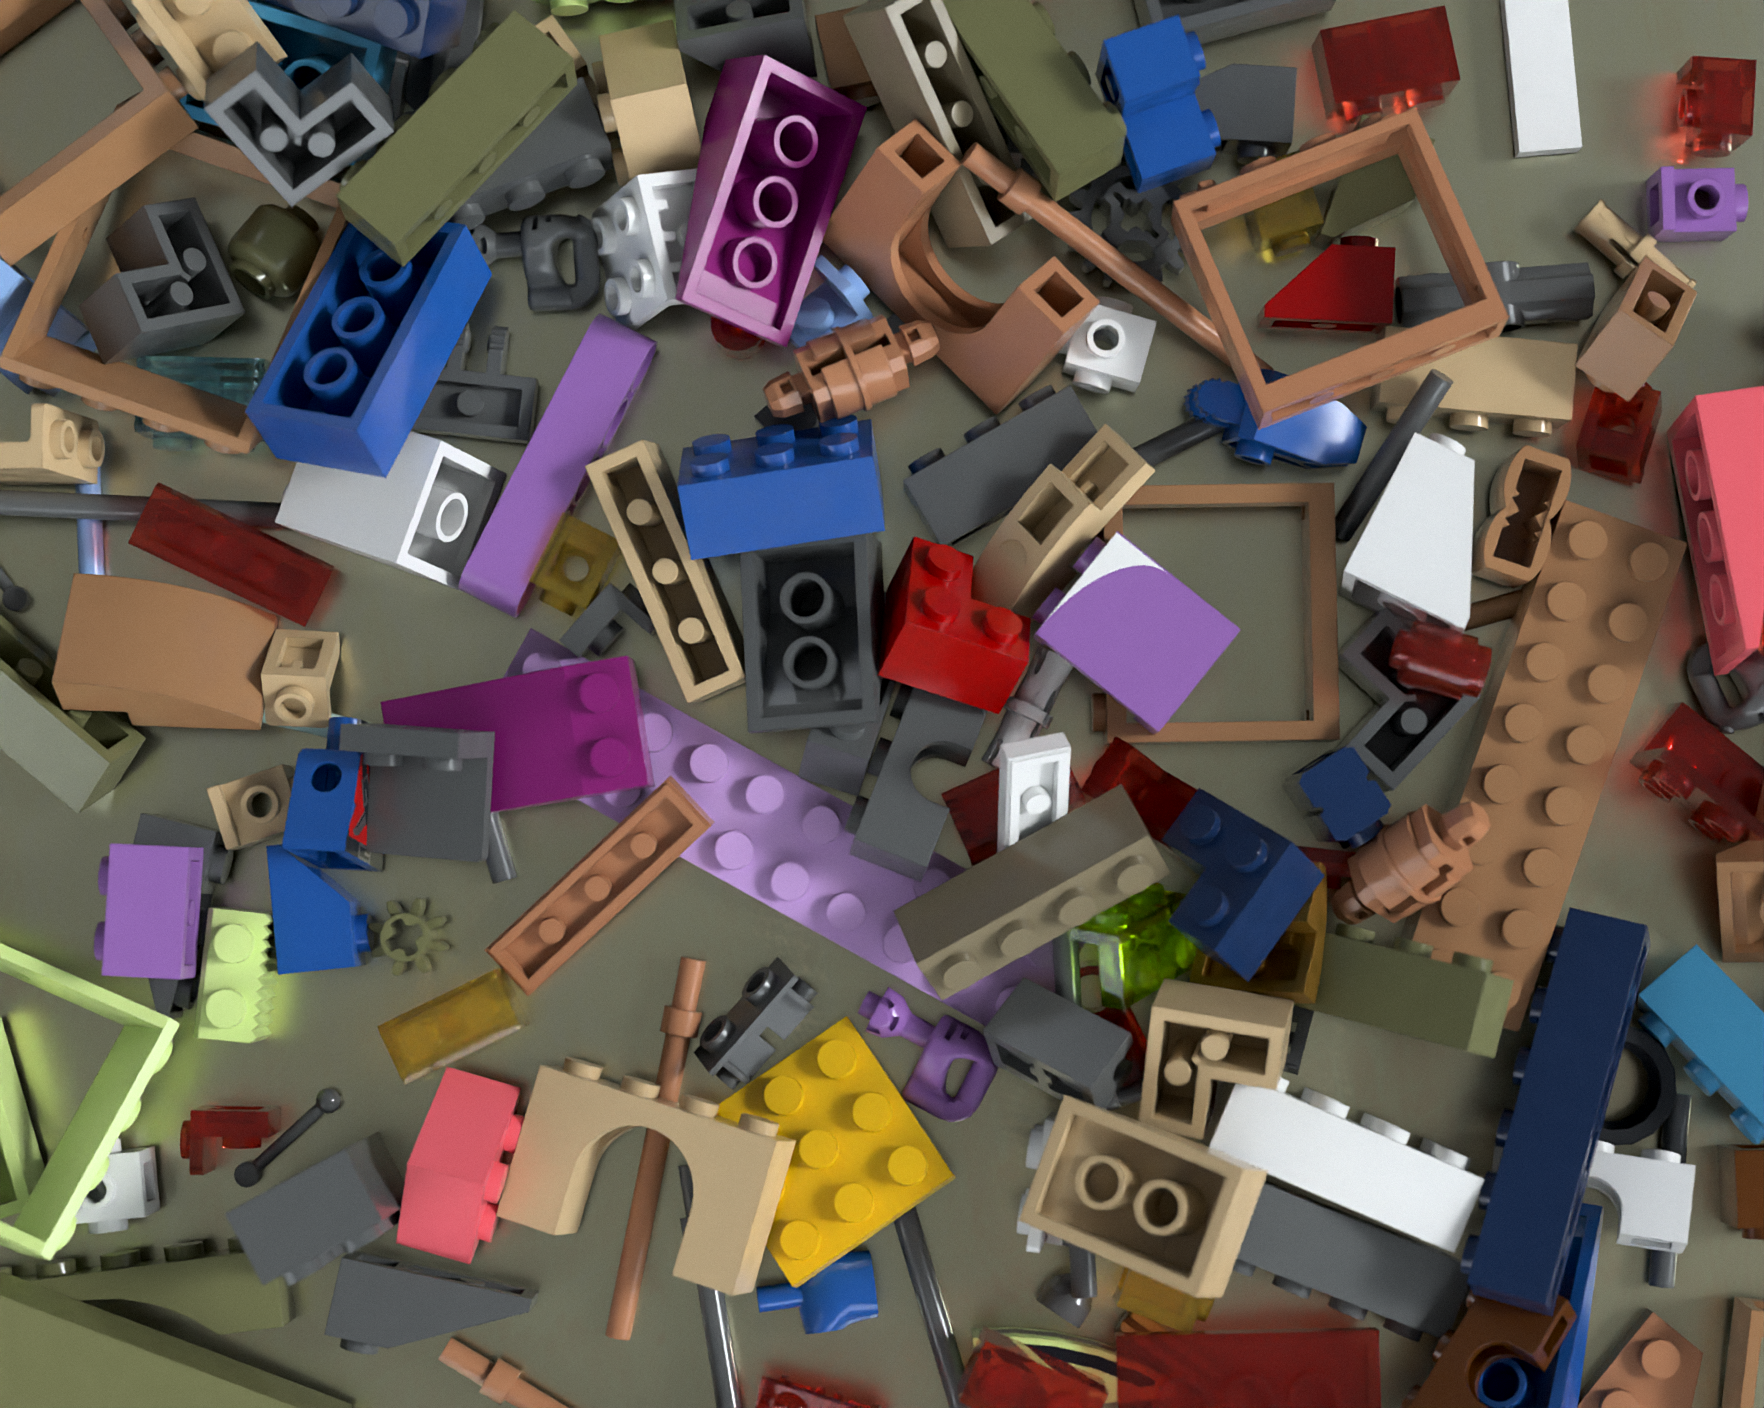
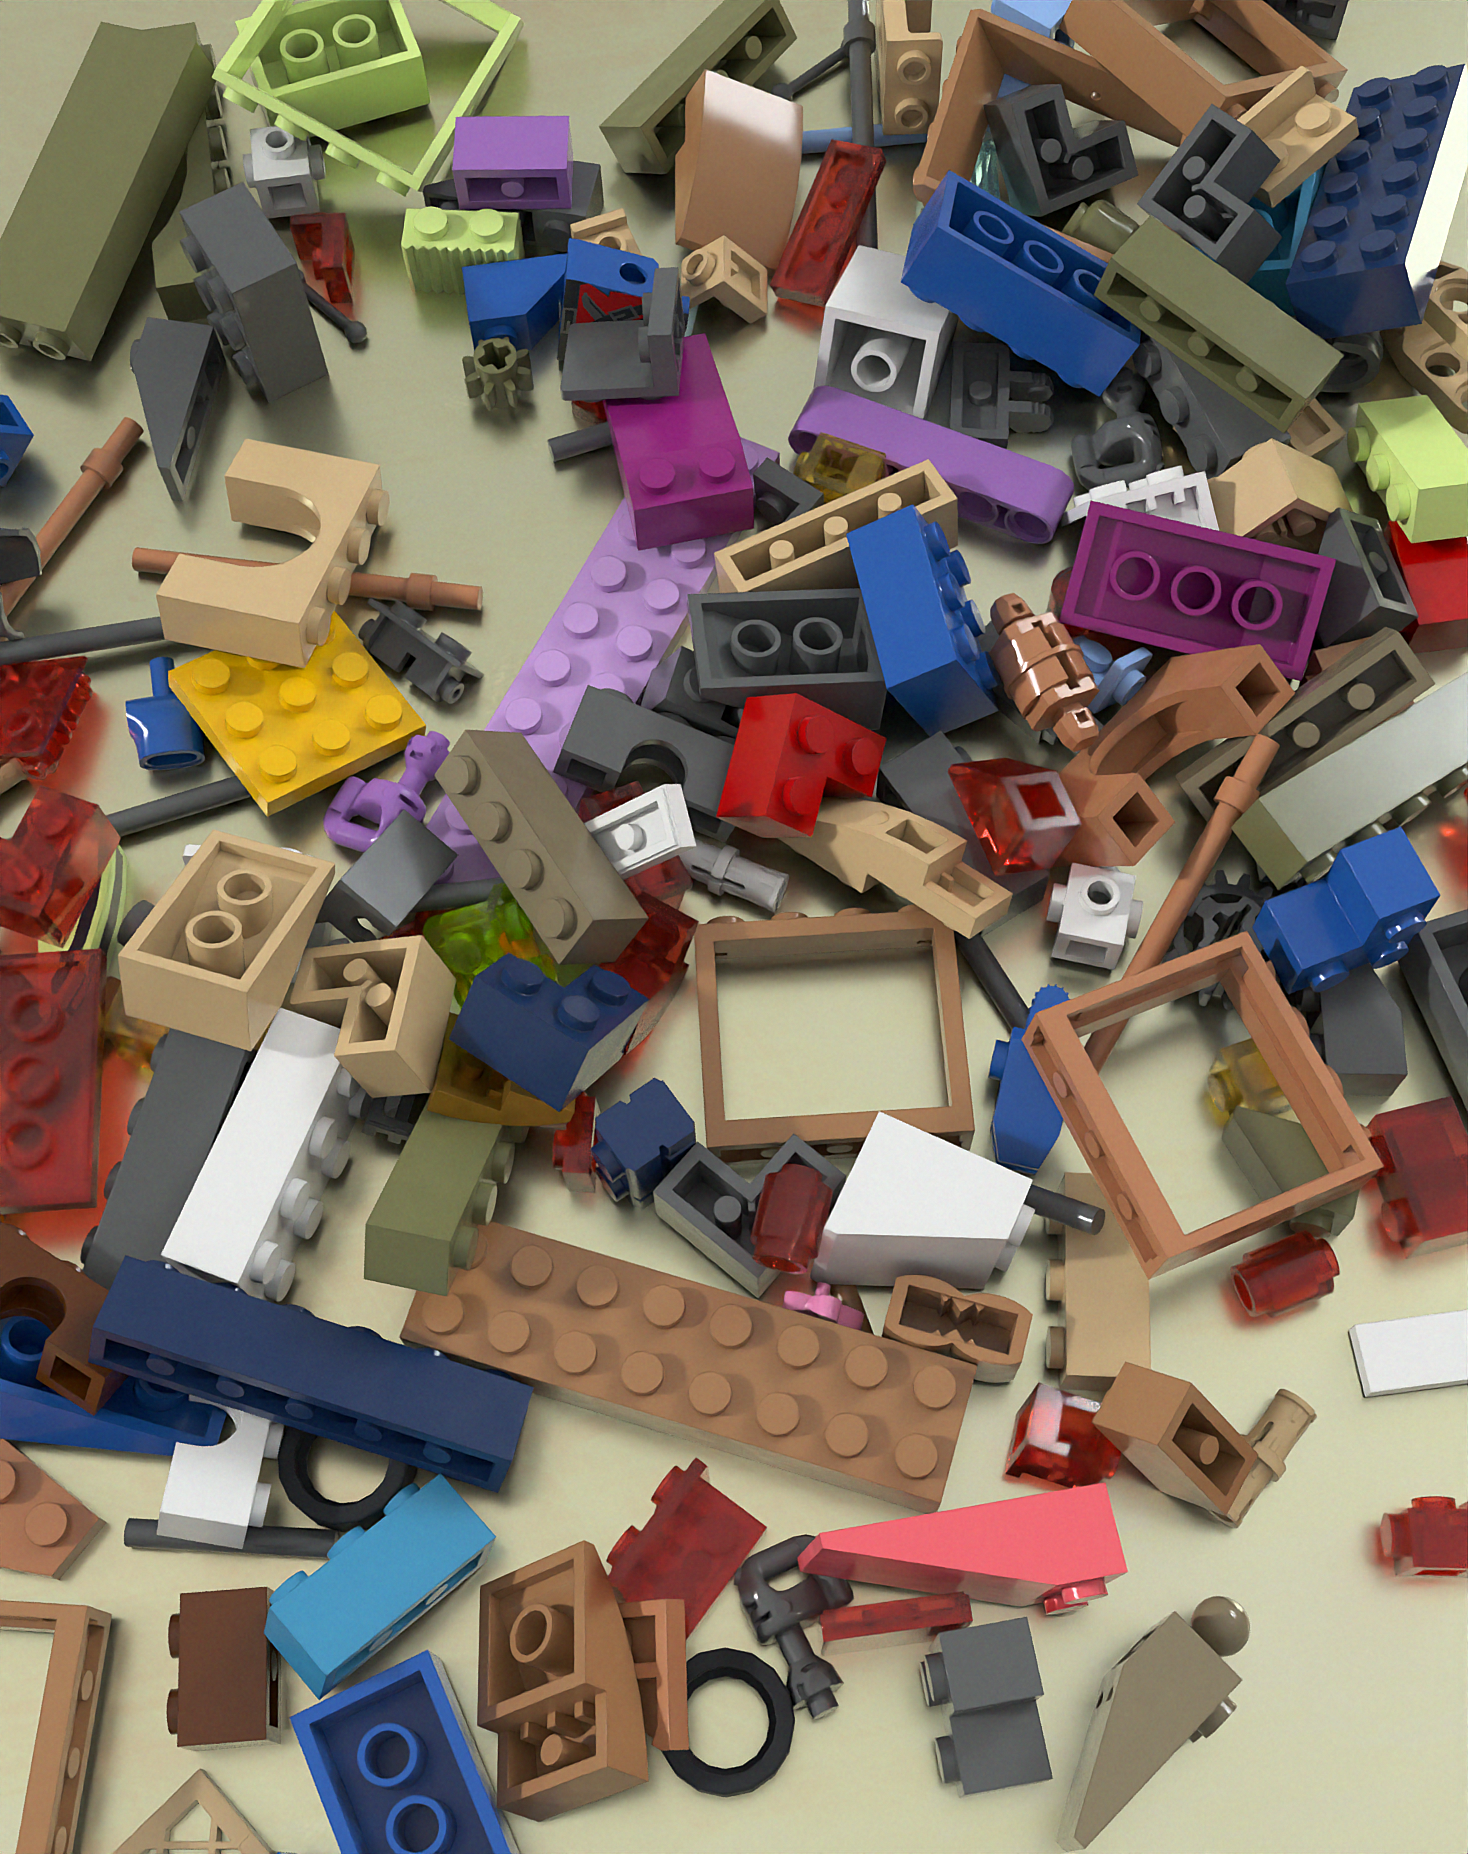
camera: 85 degrees right, 20 degrees down
(453, 1025) = (418, 408): clear yellow brick -> none
(459, 1167) = (293, 401): coral brick -> none
(599, 885) = (547, 515): nougat tile -> none
(1016, 414) = (1016, 812): none -> clear red slope
(1134, 630) = (800, 927): medium lavender panel -> none
(1339, 291) = (1181, 1135): red slope -> none
(1410, 863) = (575, 1203): nougat piece -> none
(1480, 203) = (1285, 1274): none -> clear red brick
(1497, 633) = (823, 1307): none -> bright pink piece
(1527, 294) = (1195, 1314): dark grey piece -> none
(1675, 215) = (1308, 1541): medium lavender brick -> none

